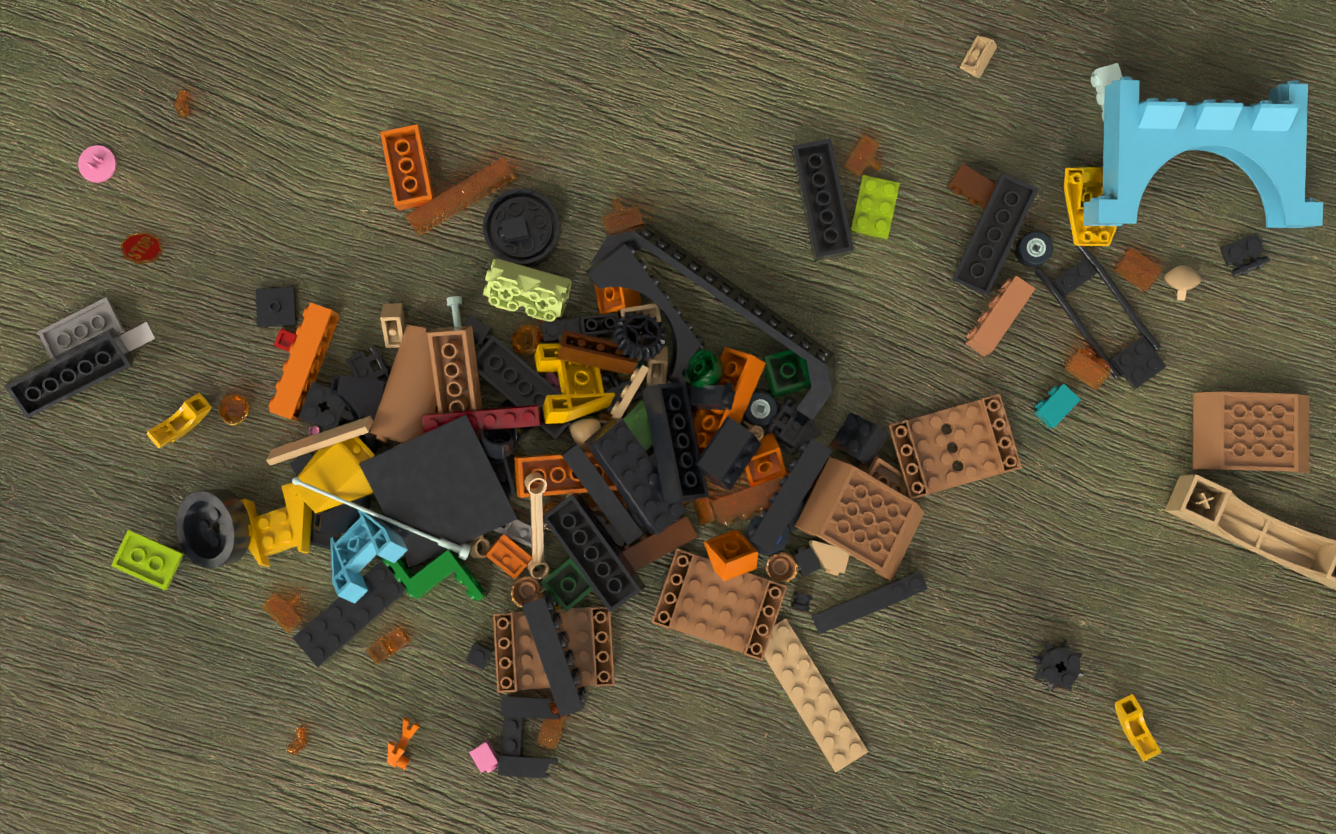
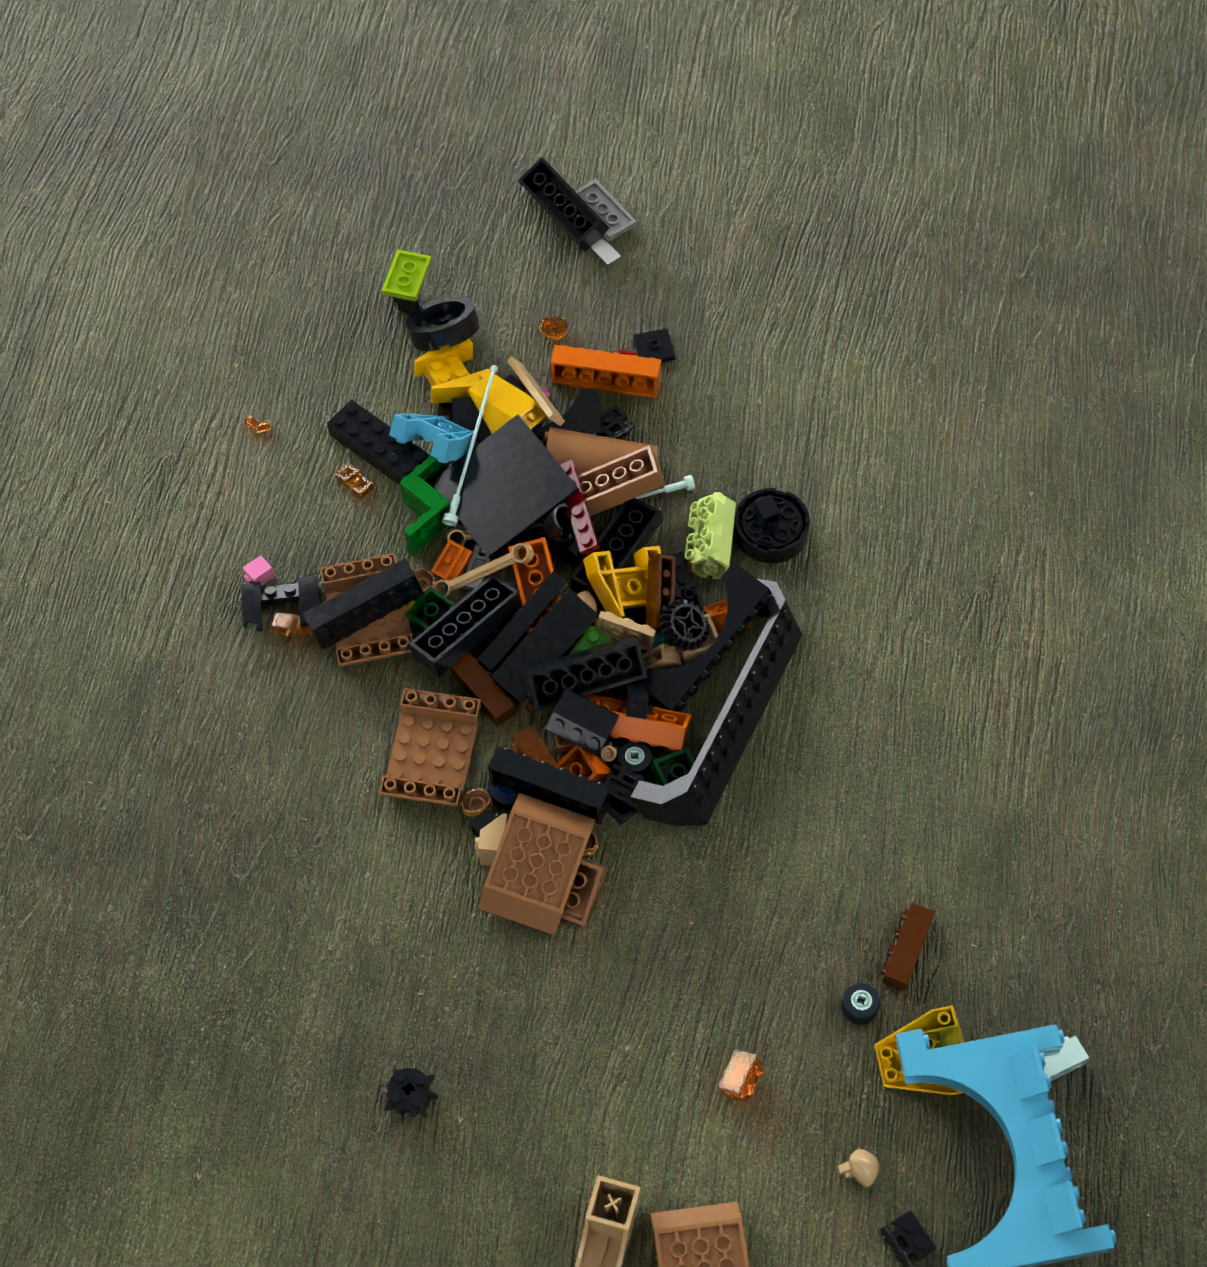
camera: 80 degrees right, 25 degrees down
(97, 164) = (754, 199): bright pink piece -> none
(141, 248) = (685, 238): piece -> none
(180, 104) = (822, 248): clear orange arm -> none
(181, 422) = (534, 292): yellow arch -> none
(283, 611) = (374, 394): clear orange plate -> none
(329, 418) = (565, 389): black hinge -> none
(393, 324) = (658, 433): tan slope -> none
(395, 755) = (251, 500): orange piece -> none
(407, 167) = (807, 423): orange brick -> none
(460, 196) = (790, 471): clear orange brick -> none
(479, 655) = (353, 550): black brick -> none
(481, 331) = (665, 502): black brick -> none
(525, 339) = (666, 542): clear orange hair -> none
(621, 218) = (802, 609): clear orange plate -> none
(704, 370) = (662, 694): dark green cylinder -> none
(704, 511) = (537, 721): clear orange slope -> none
(731, 554) = (478, 750): orange slope -> none
(801, 601) = (444, 827): black wheel -> none
(812, 697) = (348, 854): tan plate -> none
(822, 200) = (862, 783): black brick -> none
(859, 439) = (619, 851): black brick -> none
(863, 157) = (918, 819): clear orange plate -> none
(870, 602) = (454, 895): black slope -> none
(875, 207) = (869, 840): lime plate -> none
(978, 56) = (1058, 920): tan slope -> none
(981, 439) = (621, 922): medium nougat slope -> none
(994, 233) = (864, 949): black brick -> none
(999, 317) = (778, 972): nougat brick -> none
(1056, 405) = (693, 1051): teal brick -> none
(1135, 362) = (759, 1133): black plate -> none
(1135, 728) = (353, 1185): yellow arch -> none
(1138, 269) = (863, 1121): clear orange plate -> none

